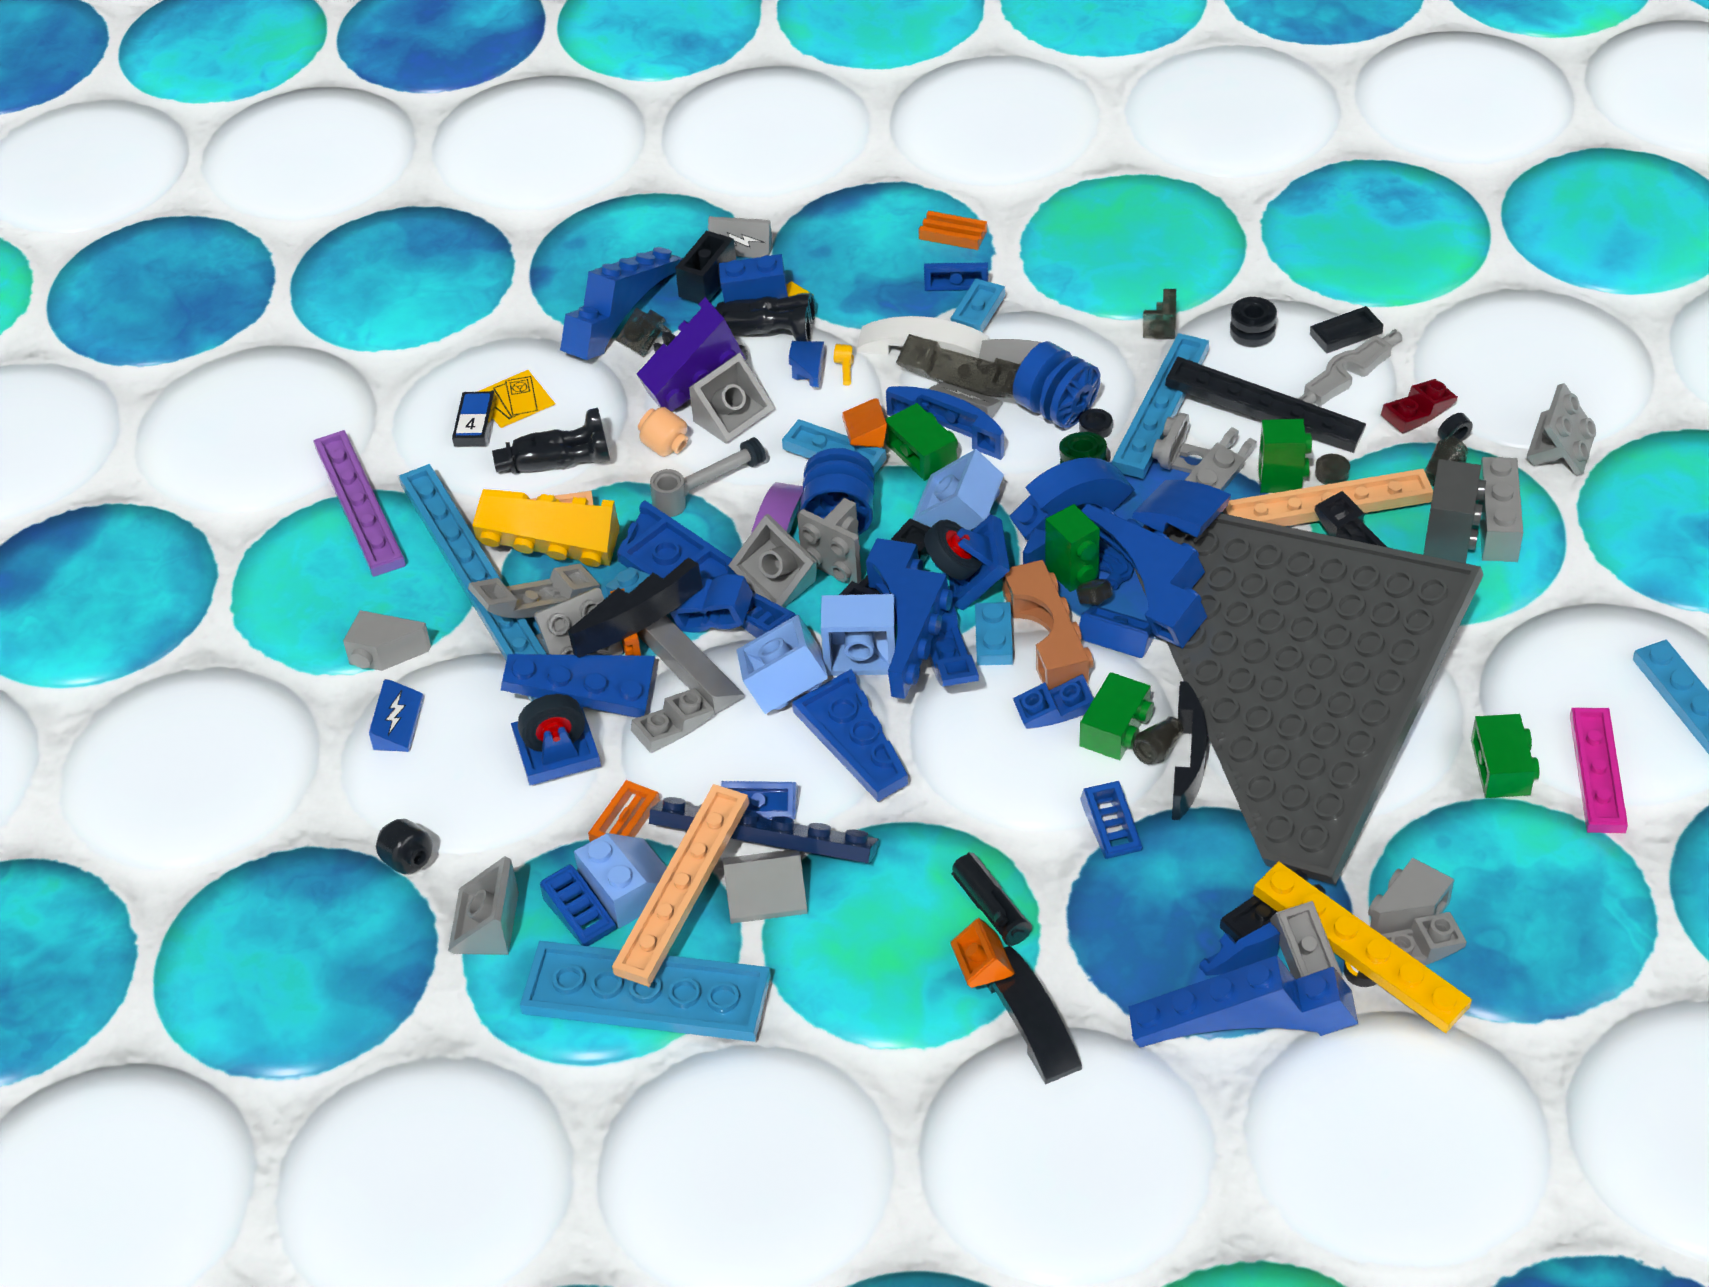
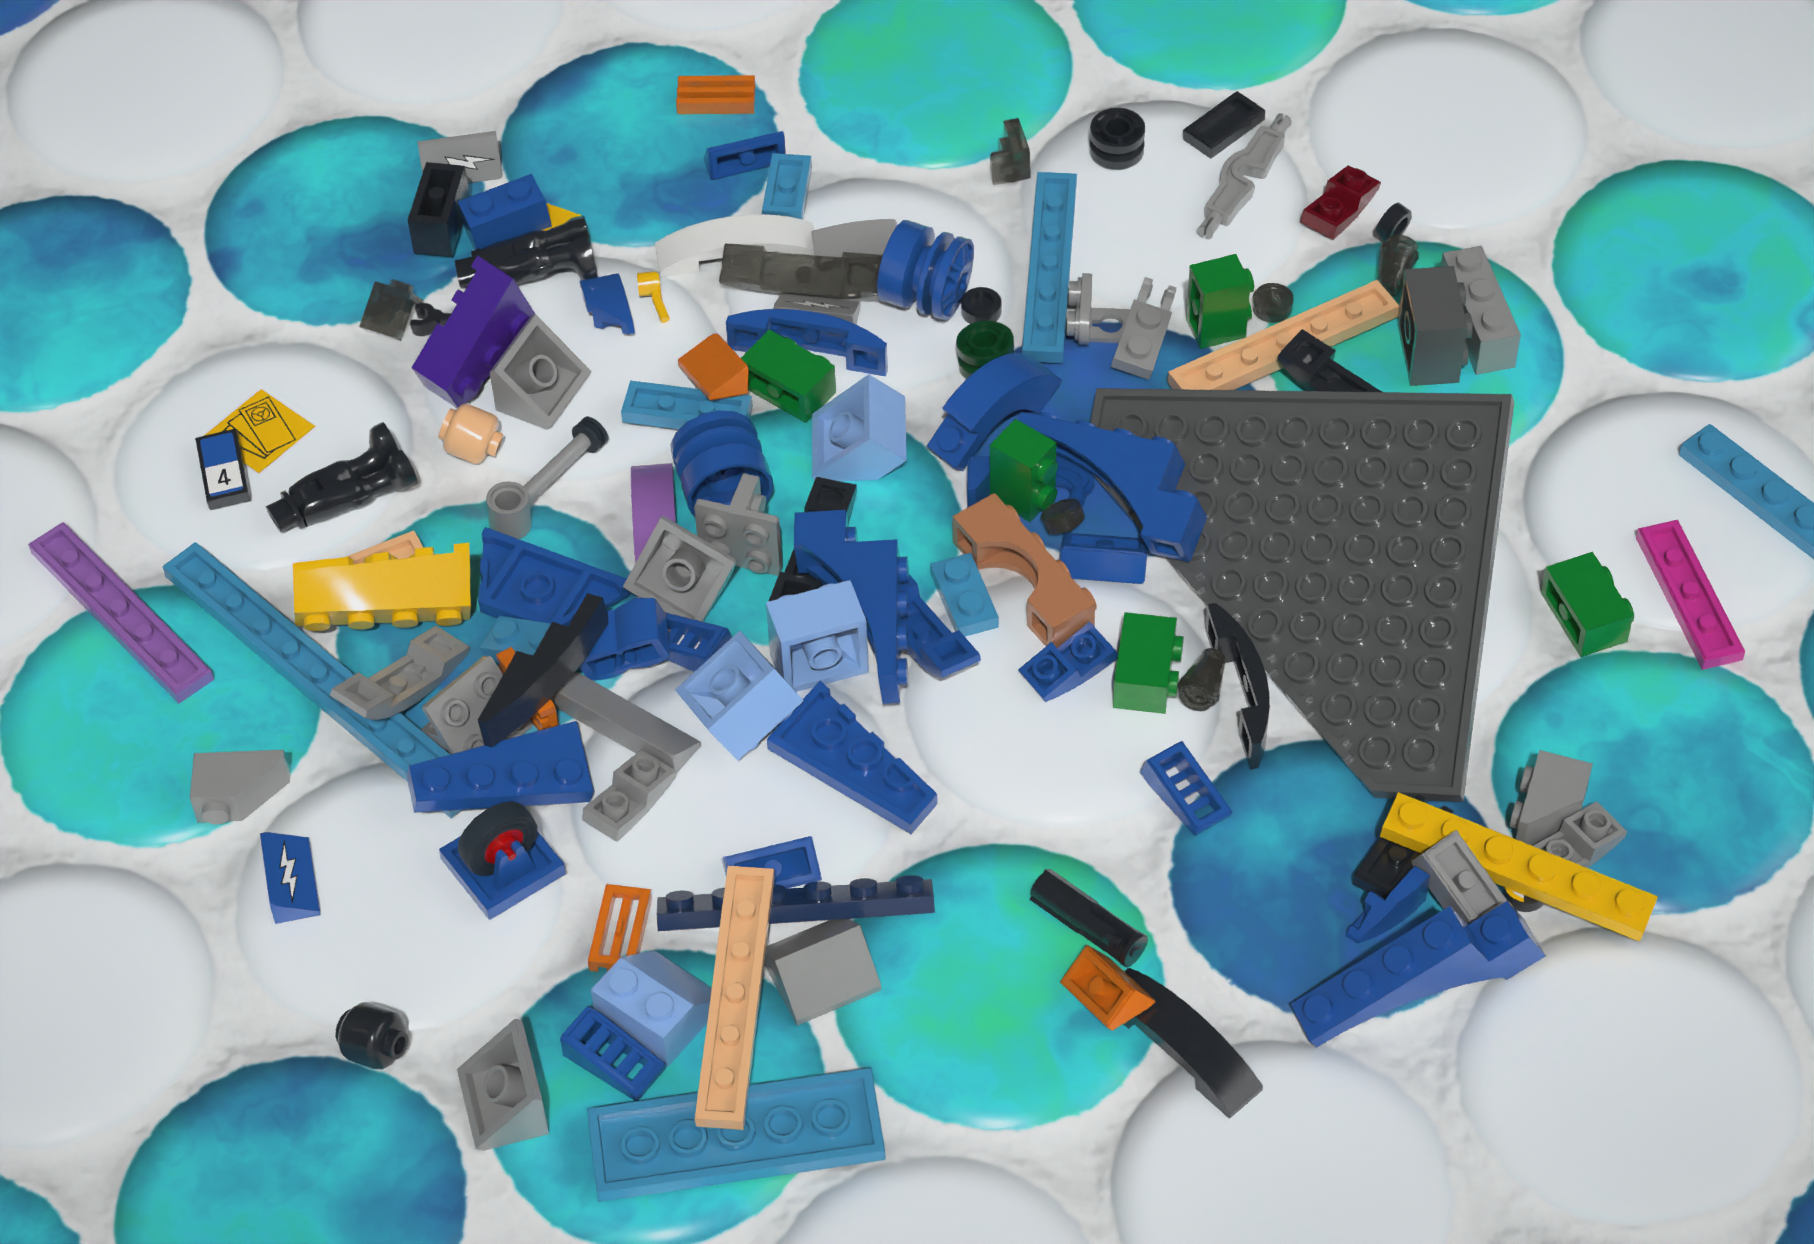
camera: 20 degrees left, 5 degrees up
(610, 297) = (338, 274): blue arch -> none
(969, 558) = (913, 509): plate -> none
(1182, 504) = (1136, 390): blue slope -> none
(1264, 403) = (1167, 238): black tile -> none
(1563, 433) = (1513, 202): light grey bracket -> none

